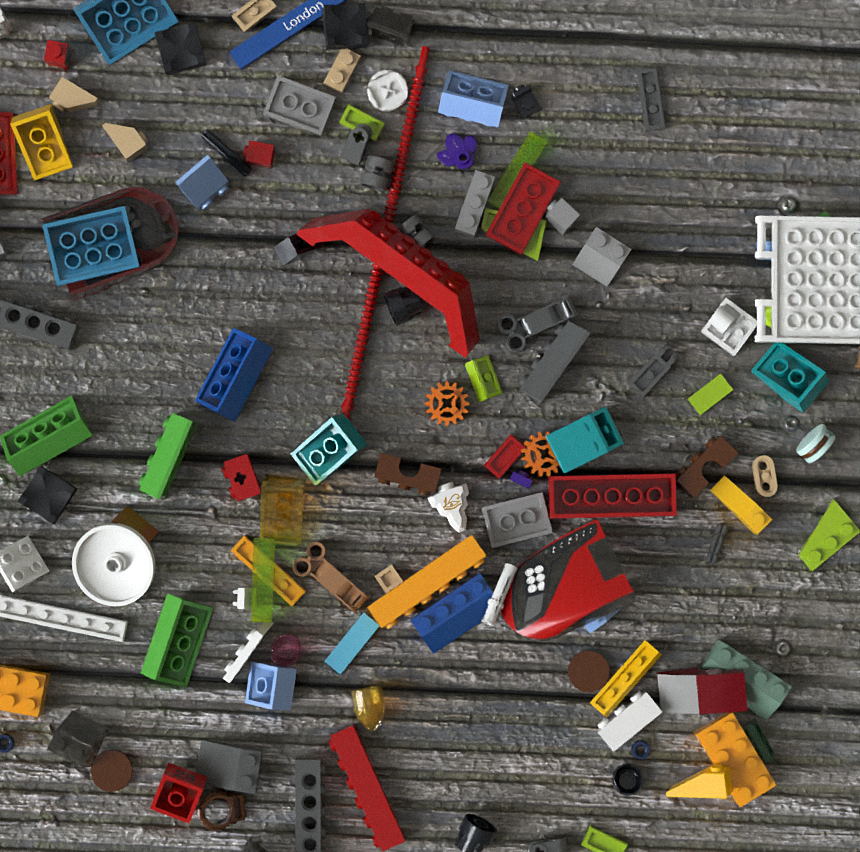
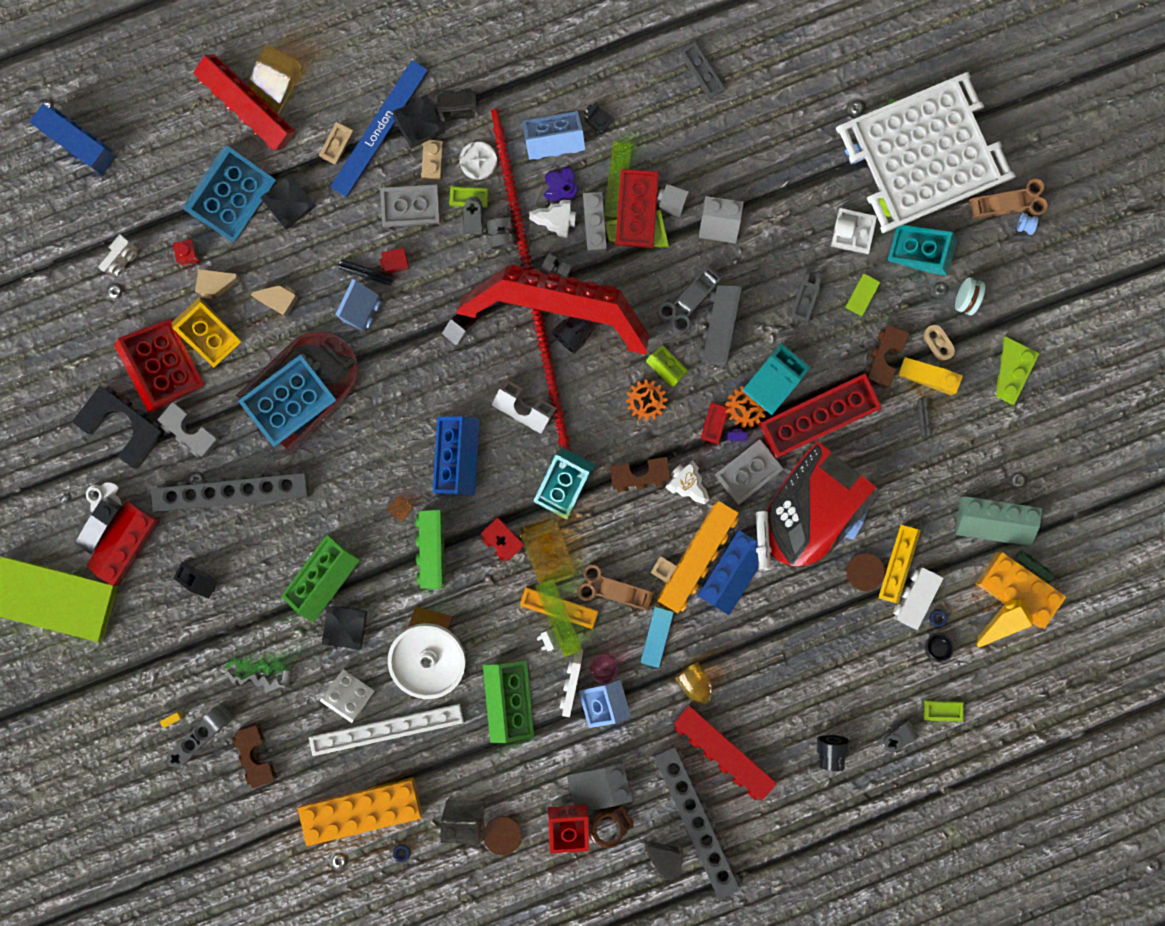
camera: 25 degrees left, 0 degrees up
(155, 401) = (400, 508): none -> clear orange tile
(311, 345) = (509, 401): none -> light grey arch
(439, 181) = (556, 217): none -> white rock
(702, 691) = (968, 546): dark red slope -> none

